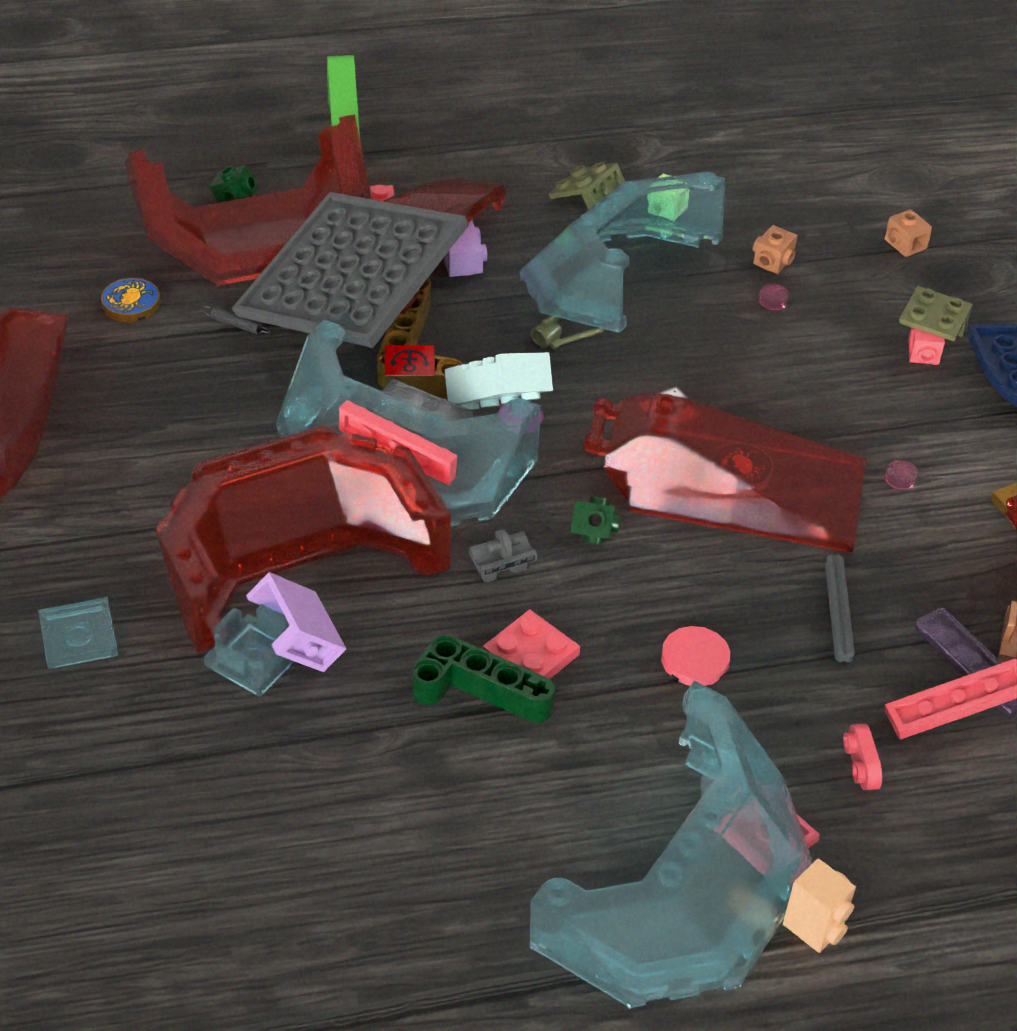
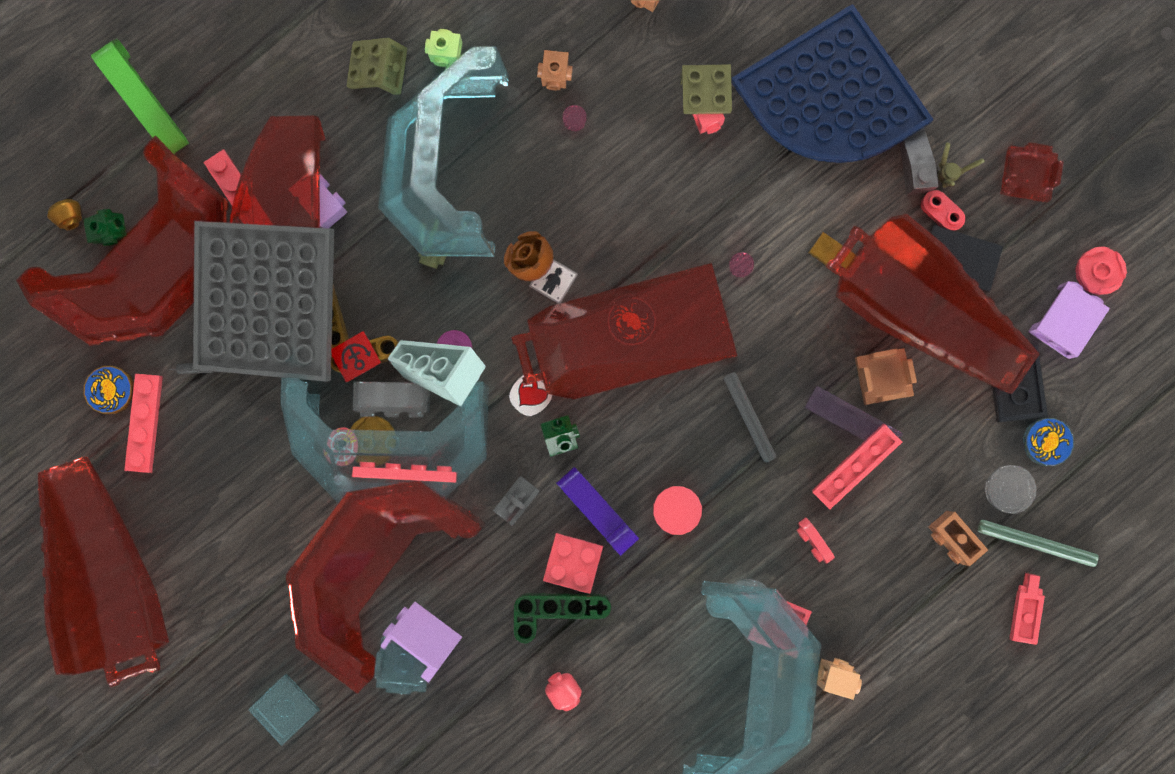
camera: 25 degrees left, 40 degrees up
(141, 337) = (143, 423): none -> coral plate
(203, 165) = (65, 214): none -> pearl gold cone
(433, 763) = (563, 691): none -> coral head
(579, 485) = (529, 398): none -> sticker
(602, 624) = (597, 511): none -> dark purple beam
(658, 367) = (529, 257): none -> dark orange cylinder

